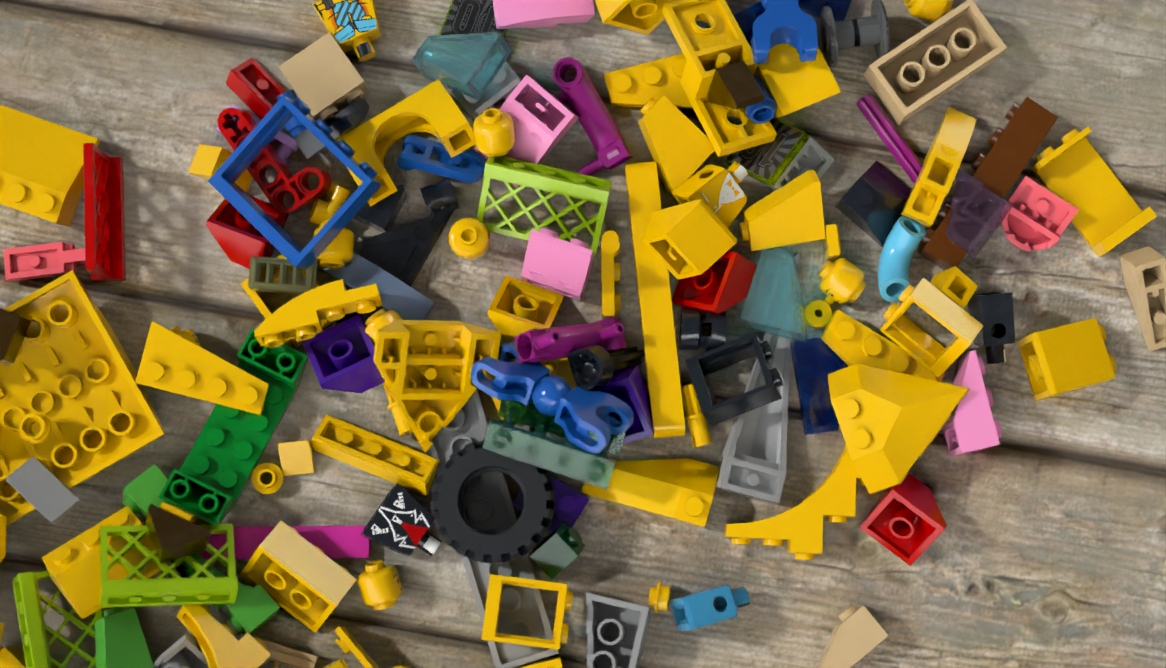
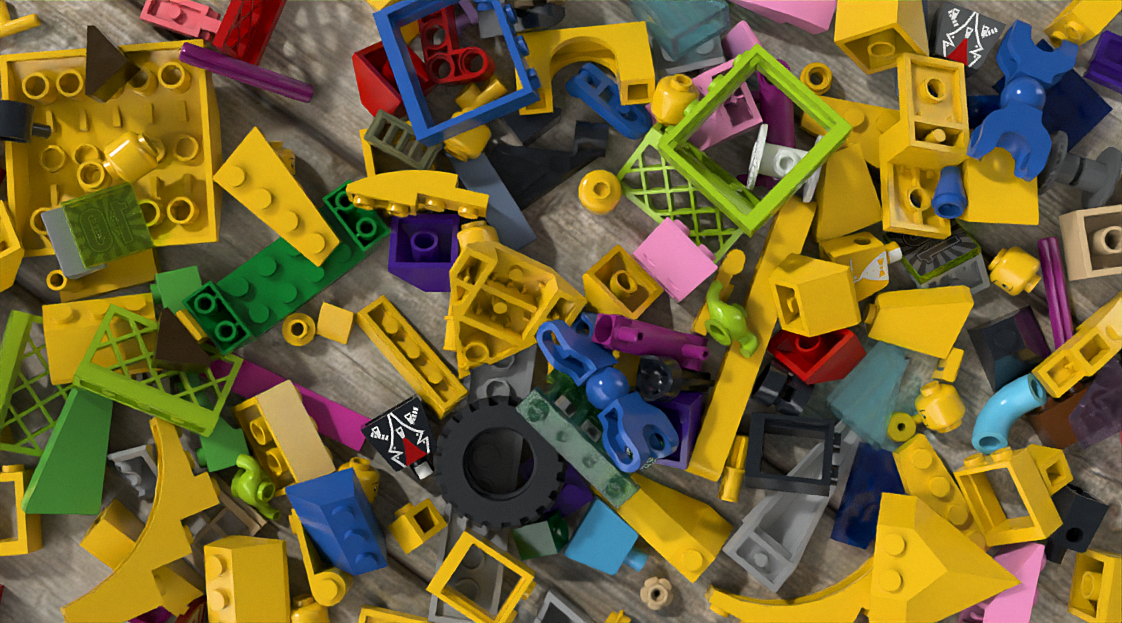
camera: 25 degrees right, 5 degrees up
(59, 396) = (130, 156): none -> yellow head
(66, 463) = (107, 225): none -> clear neon green tile
(94, 502) = (117, 276): none -> yellow piece
(122, 281) = (245, 72): none -> magenta axle
(293, 629) = (254, 486): none -> lime piece
(381, 621) = (340, 522): none -> blue slope
(448, 593) = (416, 524): none -> yellow brick
(526, 108) = (719, 91): none -> lime window
(529, 59) = (739, 40): none -> bright pink slope
(605, 49) = (820, 70): none -> yellow plate
(610, 140) = (777, 162): none -> white hose
(615, 529) = (604, 540): none -> dark azure torso
(628, 294) = (729, 322): none -> lime piece
(673, 554) = (650, 586): none -> tan plate
(734, 87) = (936, 170): dark brown slope -> none
(847, 138) = (1014, 271): none -> yellow head

